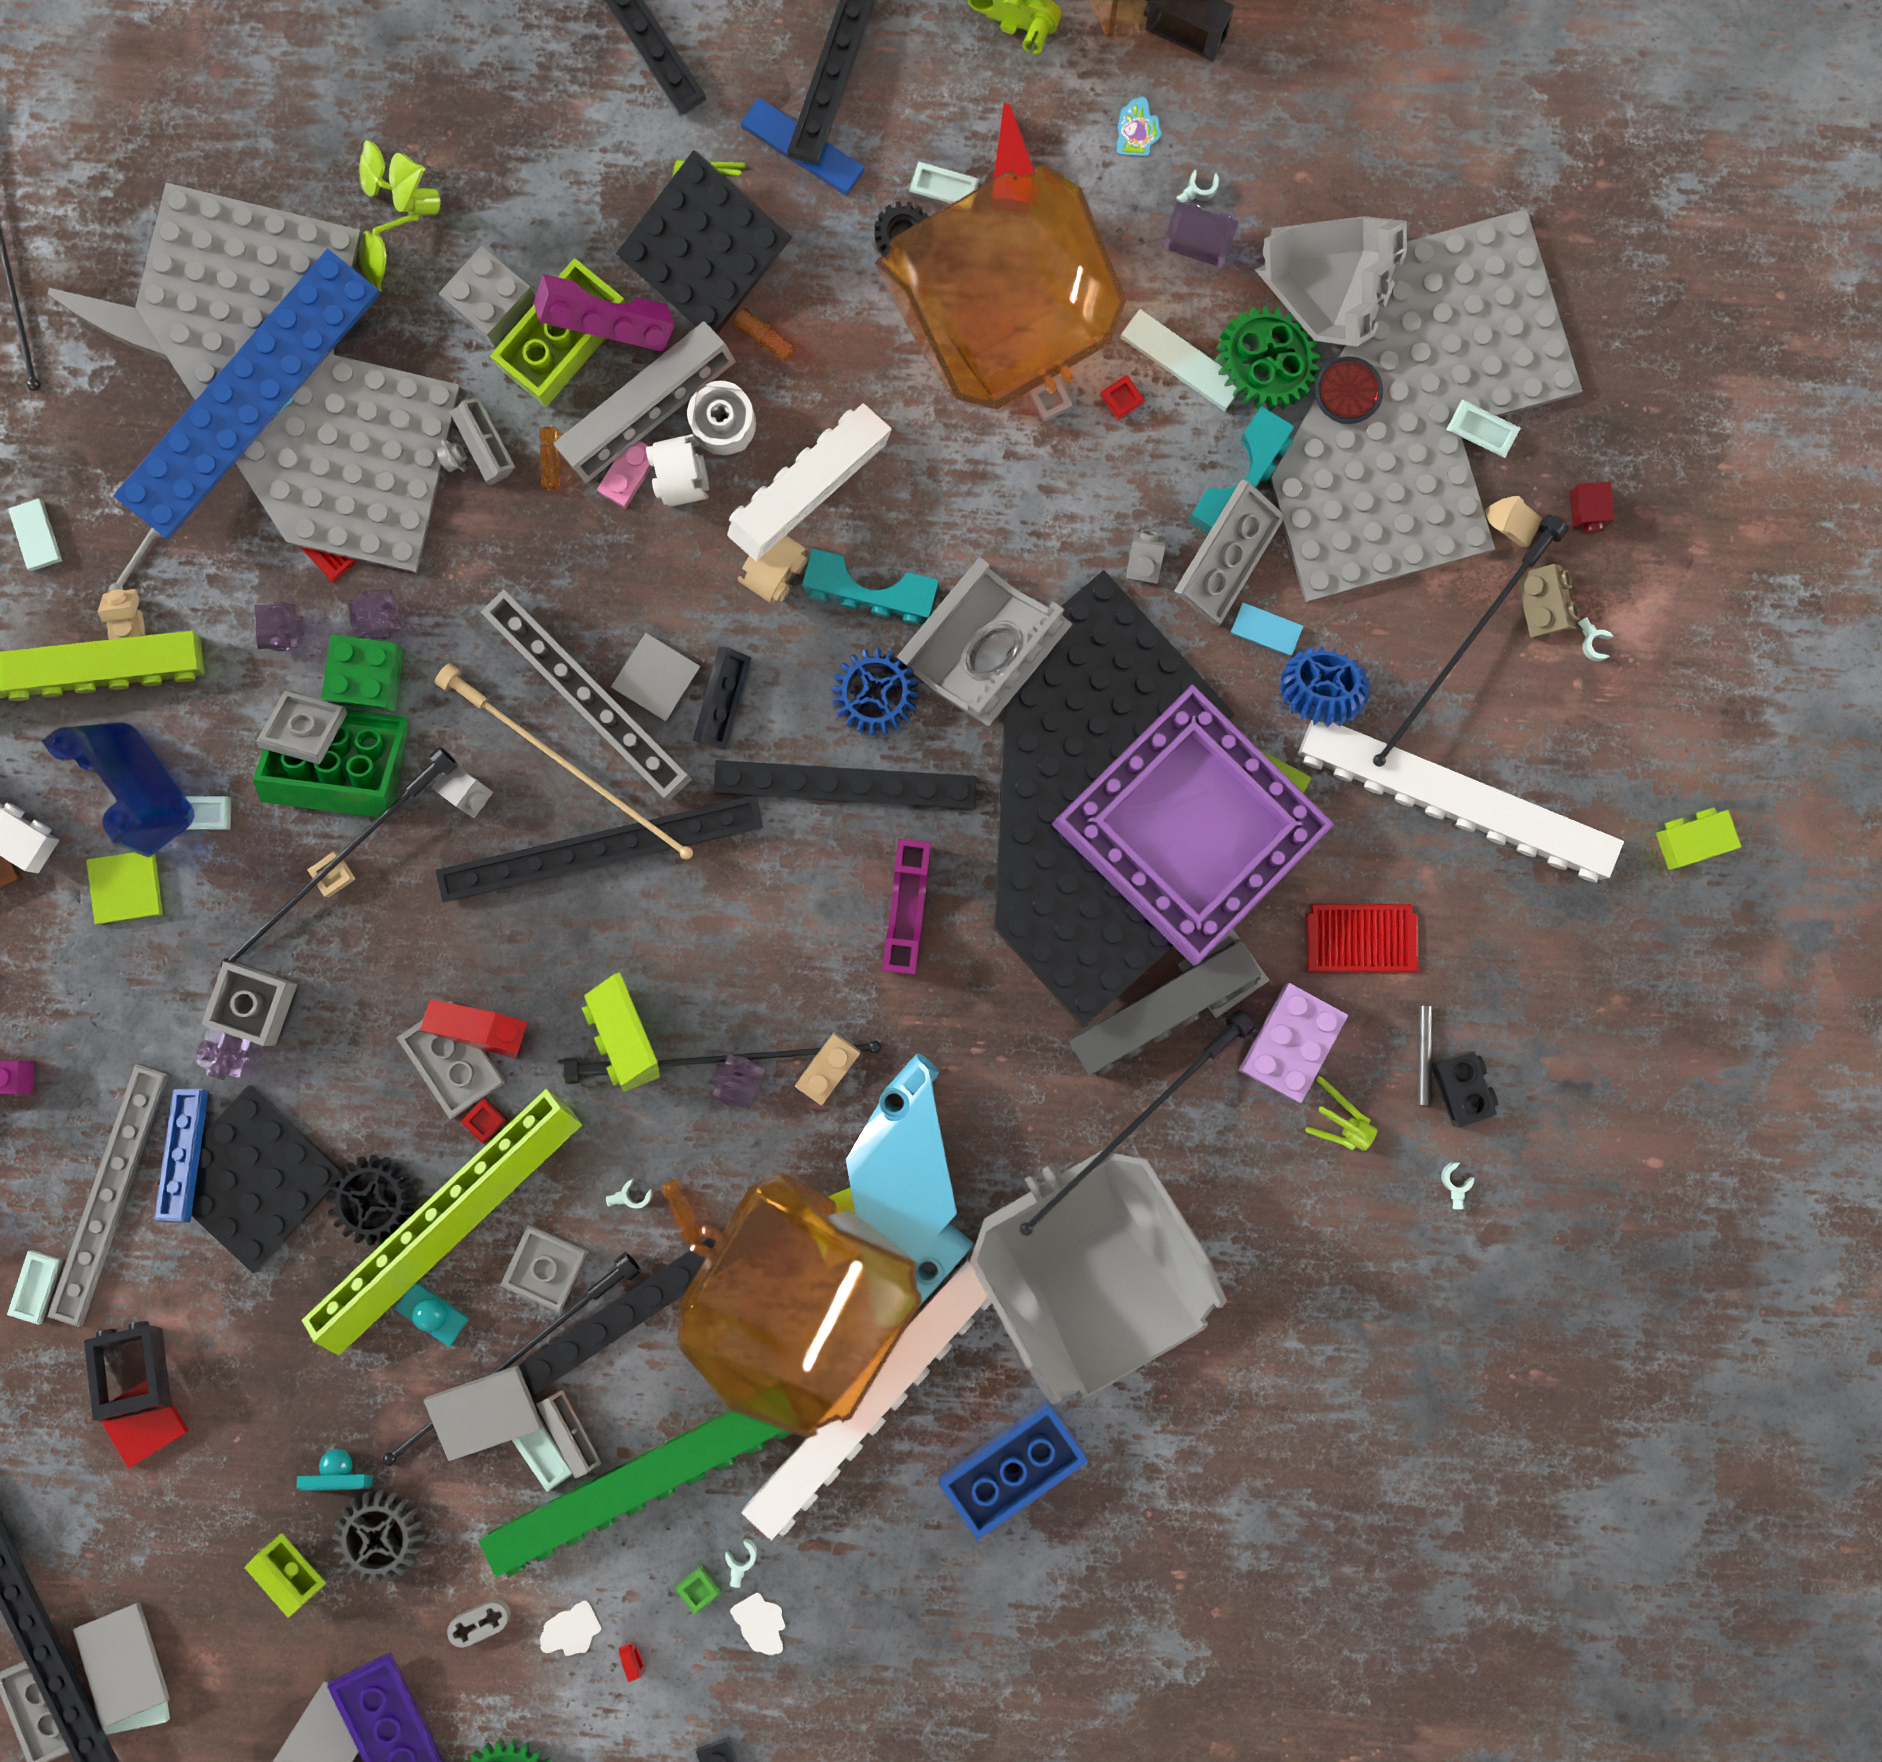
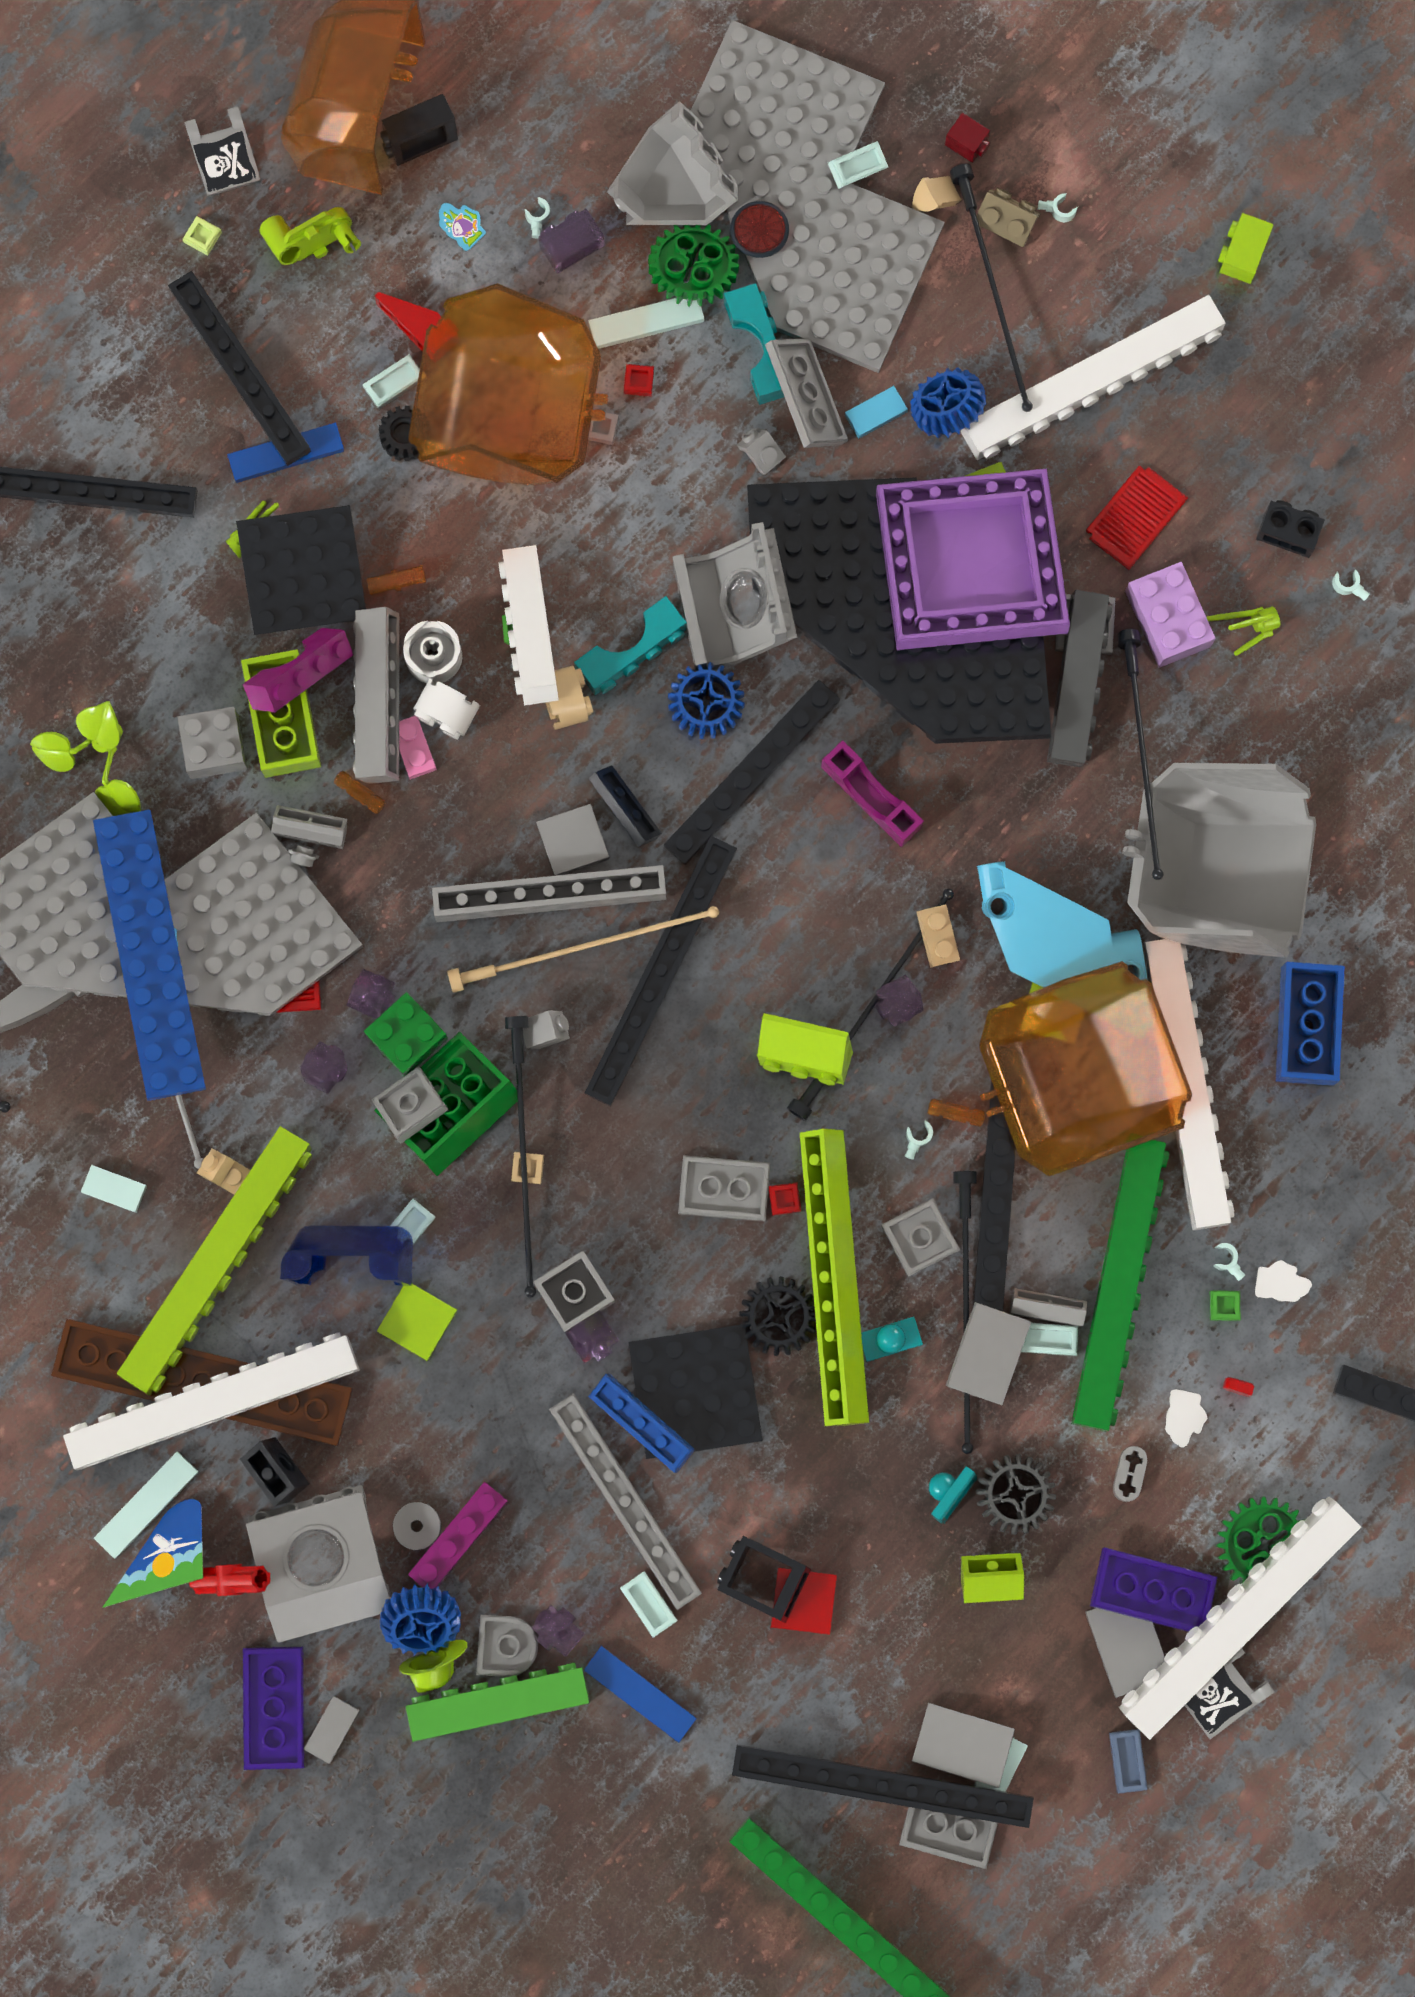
camera: 60 degrees left, 5 degrees down
(474, 1027) = (718, 1149): slope -> none
(1424, 1055) = (1247, 537): flat silver bar -> none

